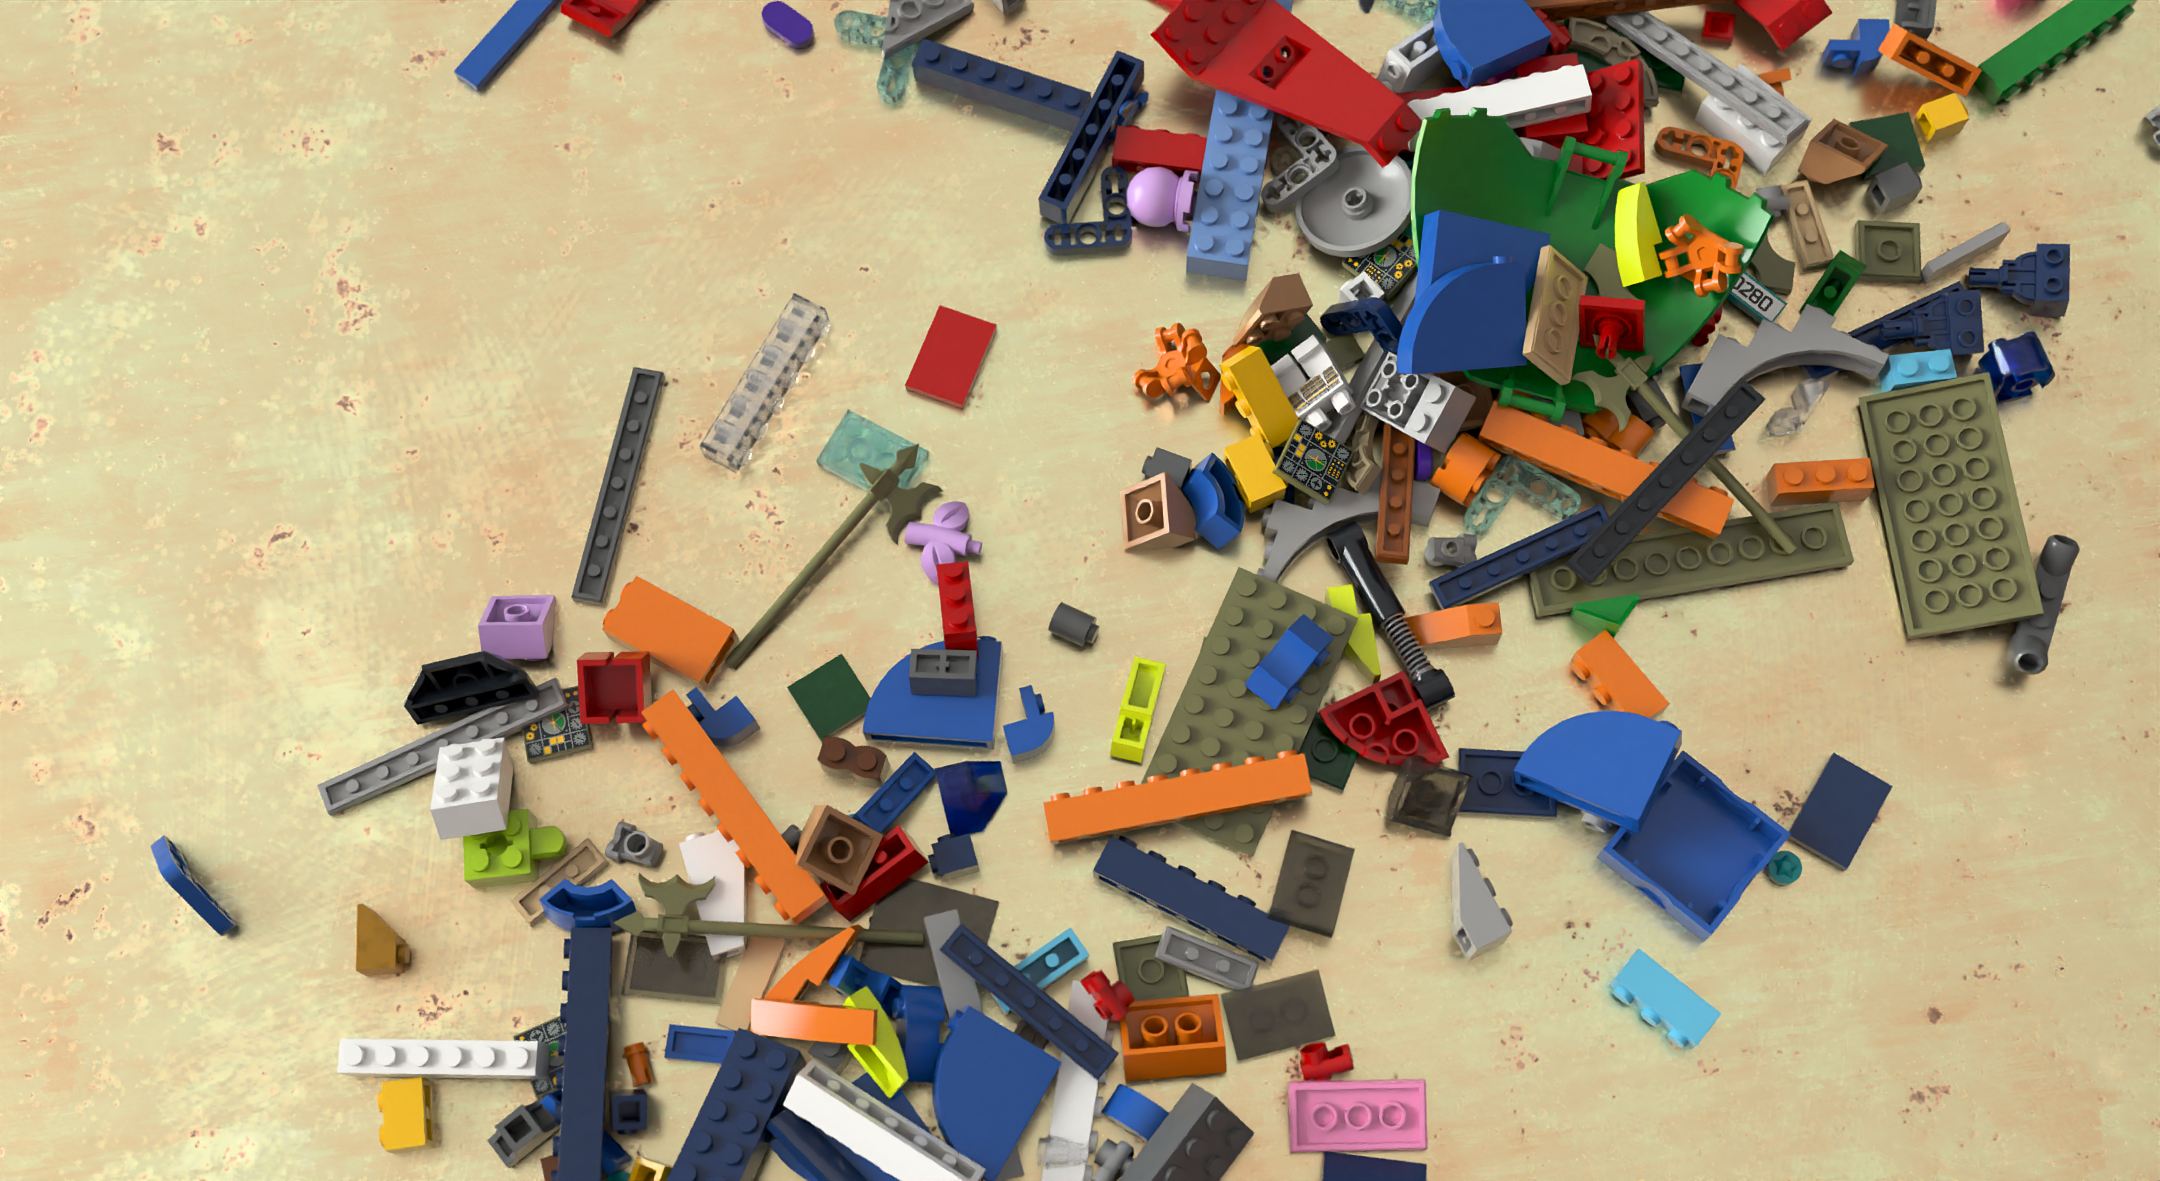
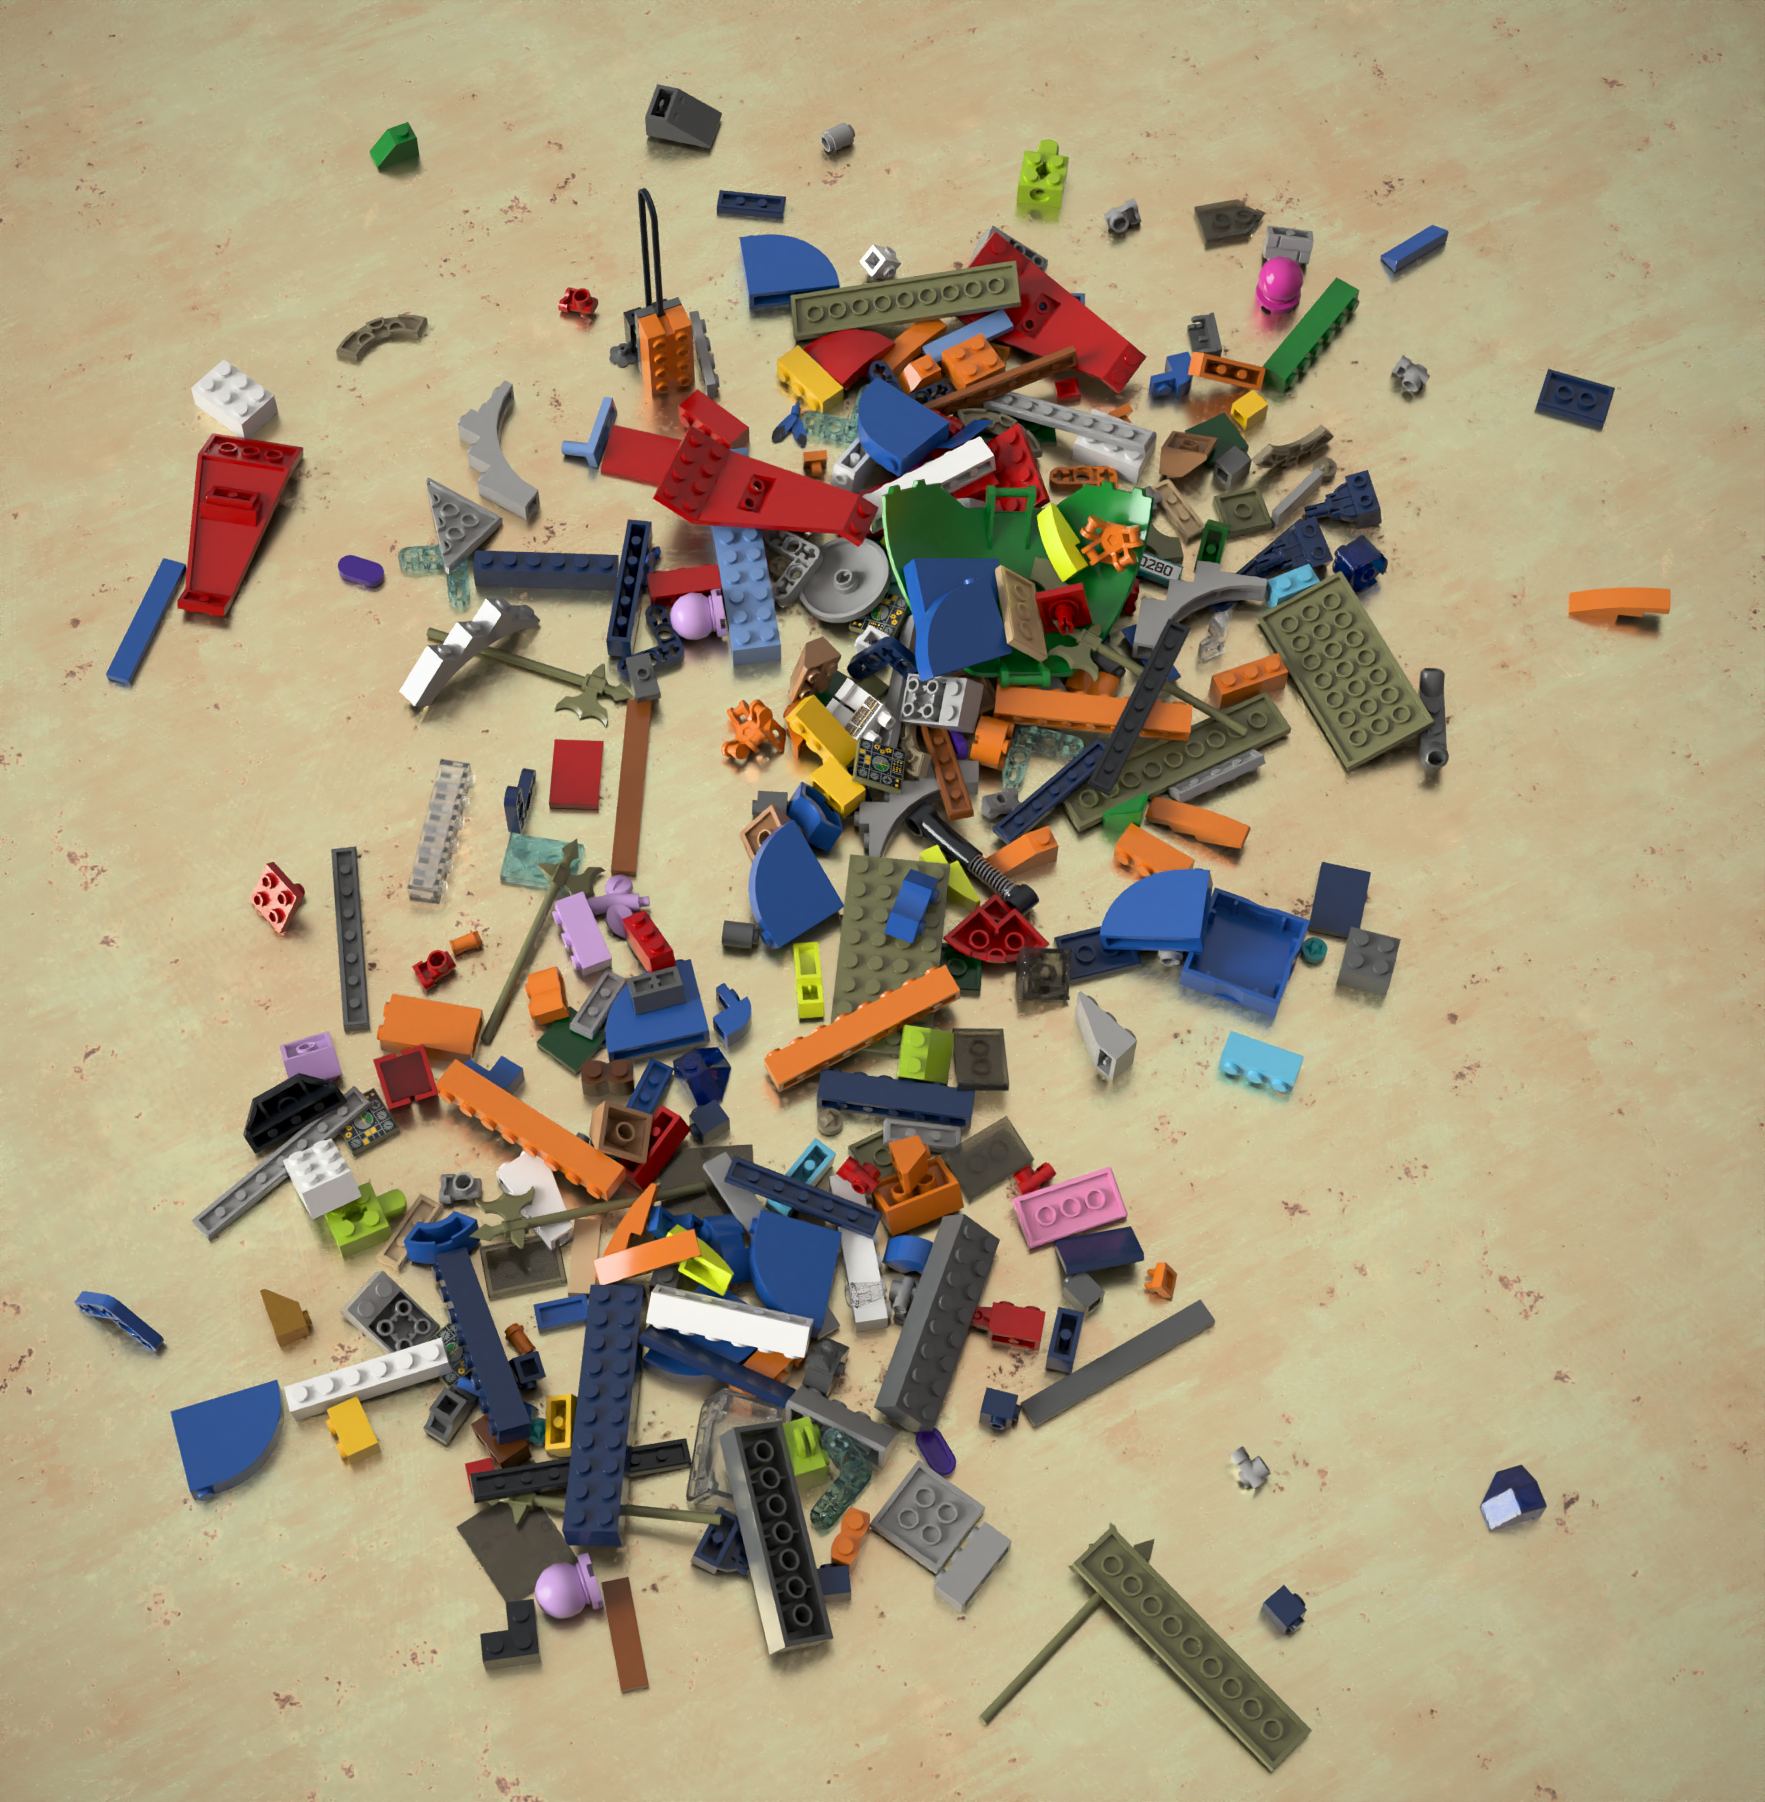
camera: 25 degrees left, 10 degrees down
(262, 1076) = (228, 1437): none -> blue brick
(497, 984) = (388, 1315): none -> light grey slope
(548, 412) = (277, 897): none -> plate
(699, 555) = (436, 966): none -> red plate
(747, 534) = (466, 942): none -> orange pin
(818, 633) = (547, 996): none -> orange brick
(861, 381) = (518, 801): none -> dark blue beam
(870, 151) = (440, 662): none -> light grey arch
(875, 662) = (598, 1004): none -> light grey tile
(884, 567) = (582, 934): none -> lavender brick
(1010, 248) = (583, 704): none -> olive piece
(1010, 393) = (631, 788): none -> dark orange tile
(1068, 259) = (642, 678): none -> dark grey brick
(1102, 902) = (830, 1121): none -> dark tan tile
(1150, 587) = (789, 887): none -> blue brick
(1177, 994) = (909, 1161): none -> orange slope
(1244, 857) = (925, 1054): none -> lime slope
(1372, 34) = (815, 460): none -> orange tile
(1567, 54) = (965, 434): none -> blue sticker
(1692, 652) = (1196, 821): none -> orange slope
(1737, 596) = (1217, 775): none -> light grey plate
(1849, 908) = (1368, 961): none -> dark grey brick
(1975, 190) = (1289, 453): none -> dark tan tile
(2017, 220) = (1327, 466): none -> dark tan tile

